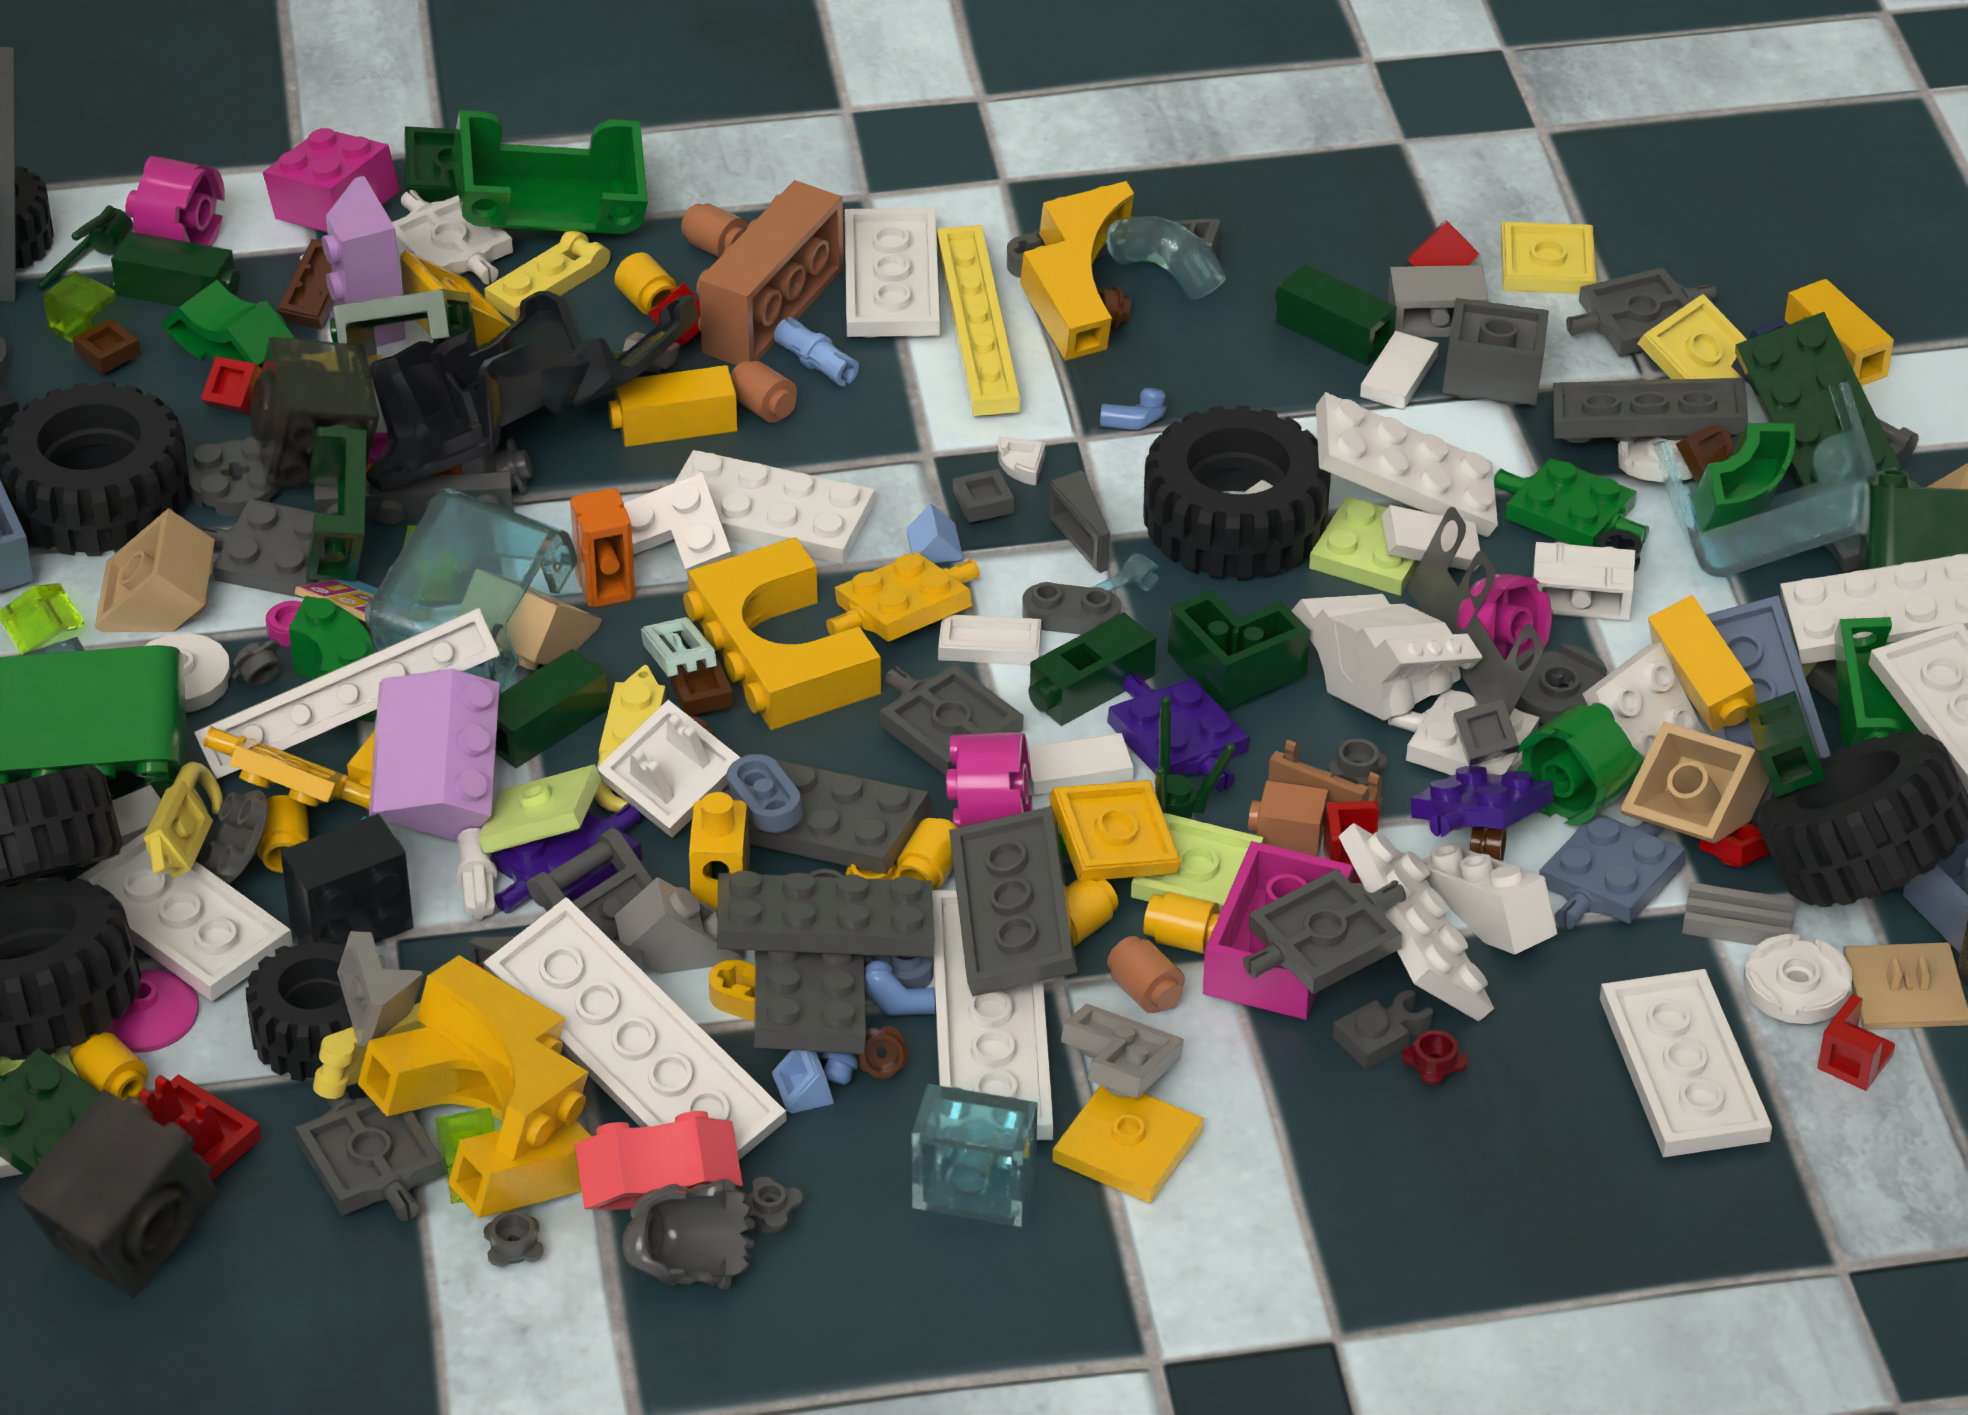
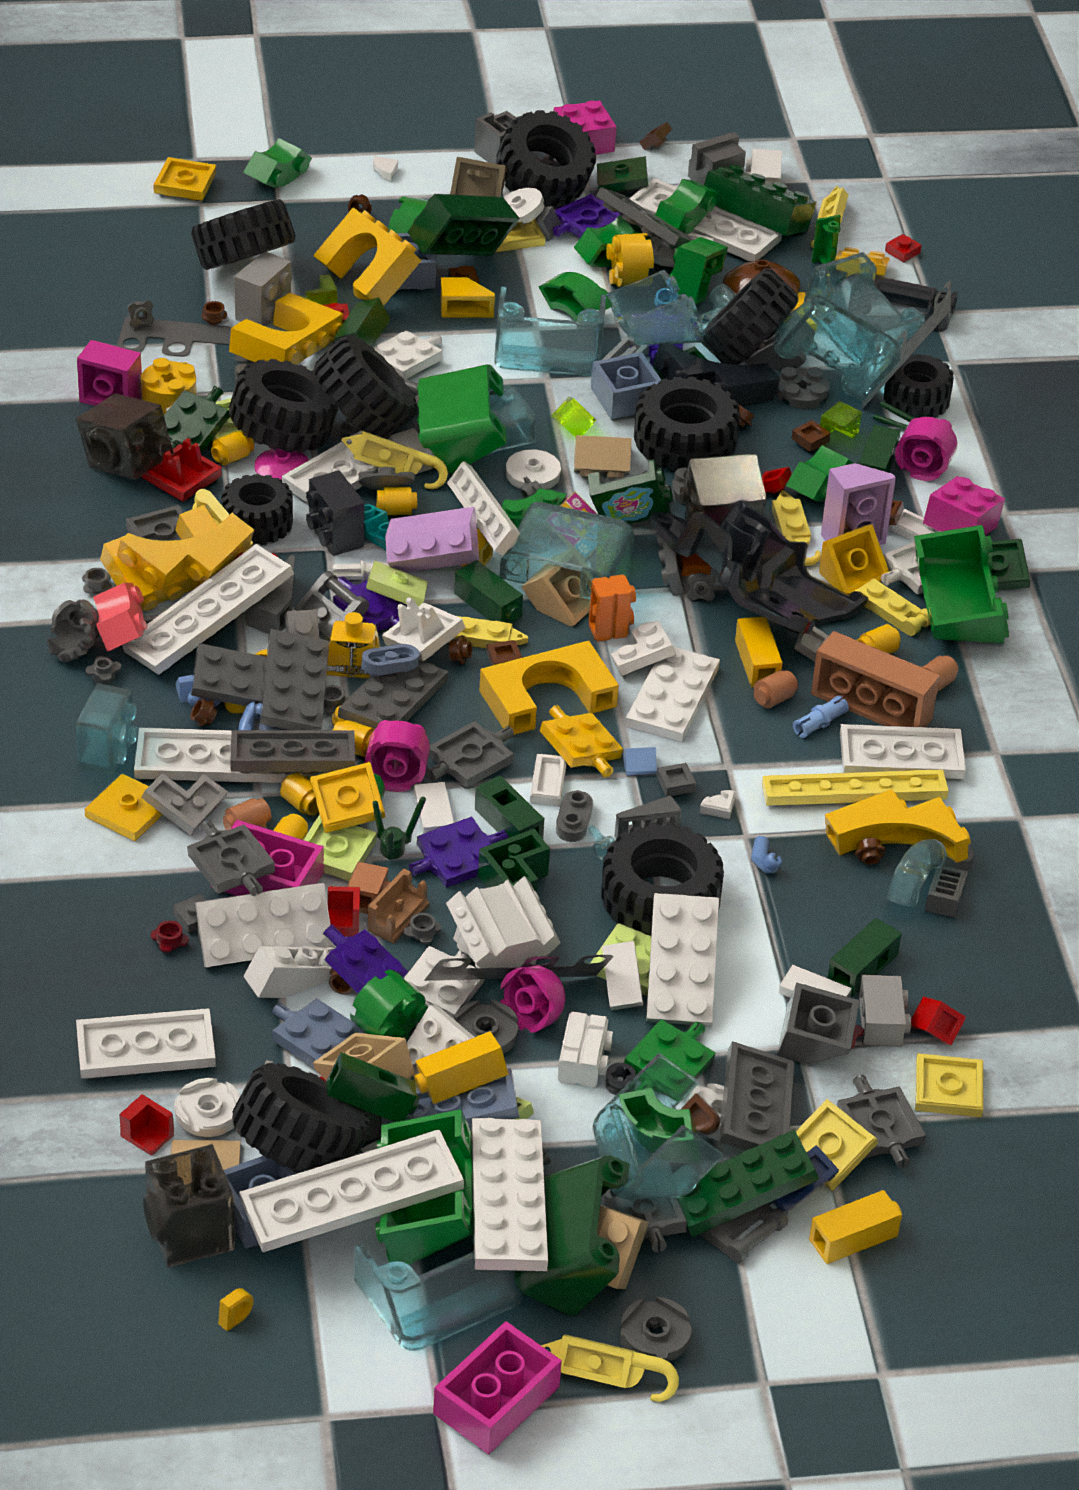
camera: 90 degrees right, 0 degrees up
(268, 765) = (428, 485): yellow plate -> none
(374, 995) = (232, 499): light grey slope -> none
(446, 312) = (797, 521): panel -> none
(671, 652) = (530, 643): light aqua tile -> none
(1486, 732) = (415, 963): dark grey plate -> none

